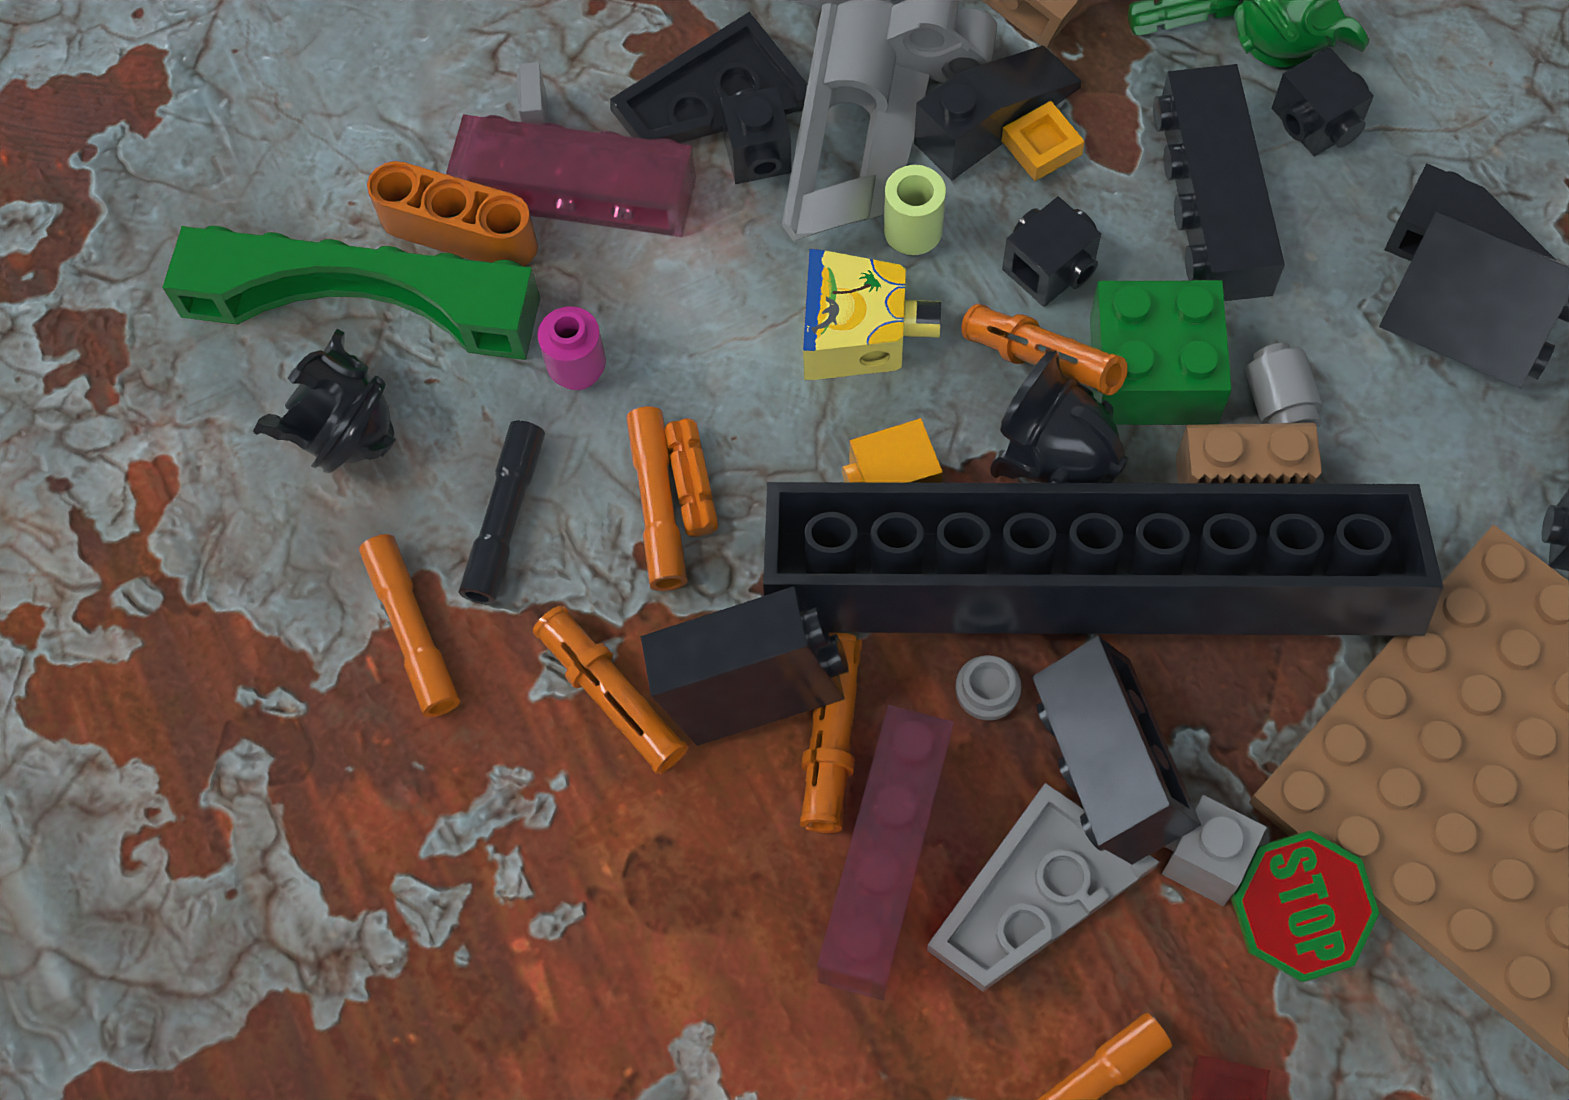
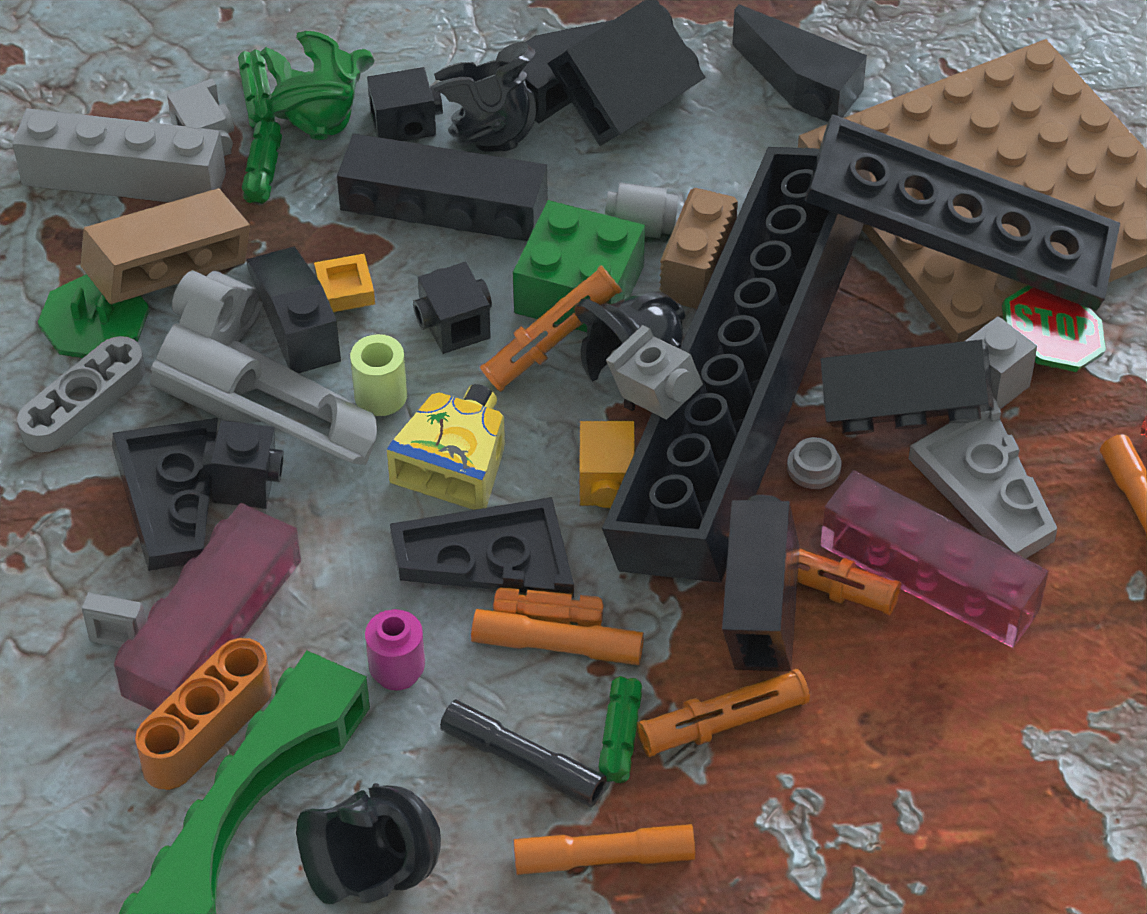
camera: 75 degrees left, 15 degrees down
(565, 590) = (620, 729): none -> green axle
(743, 395) = (486, 548): none -> black wing
(986, 461) = (654, 373): none -> light grey brick
(1357, 190) = (493, 99): none -> black helmet
(1446, 761) = (990, 199): none -> black plate

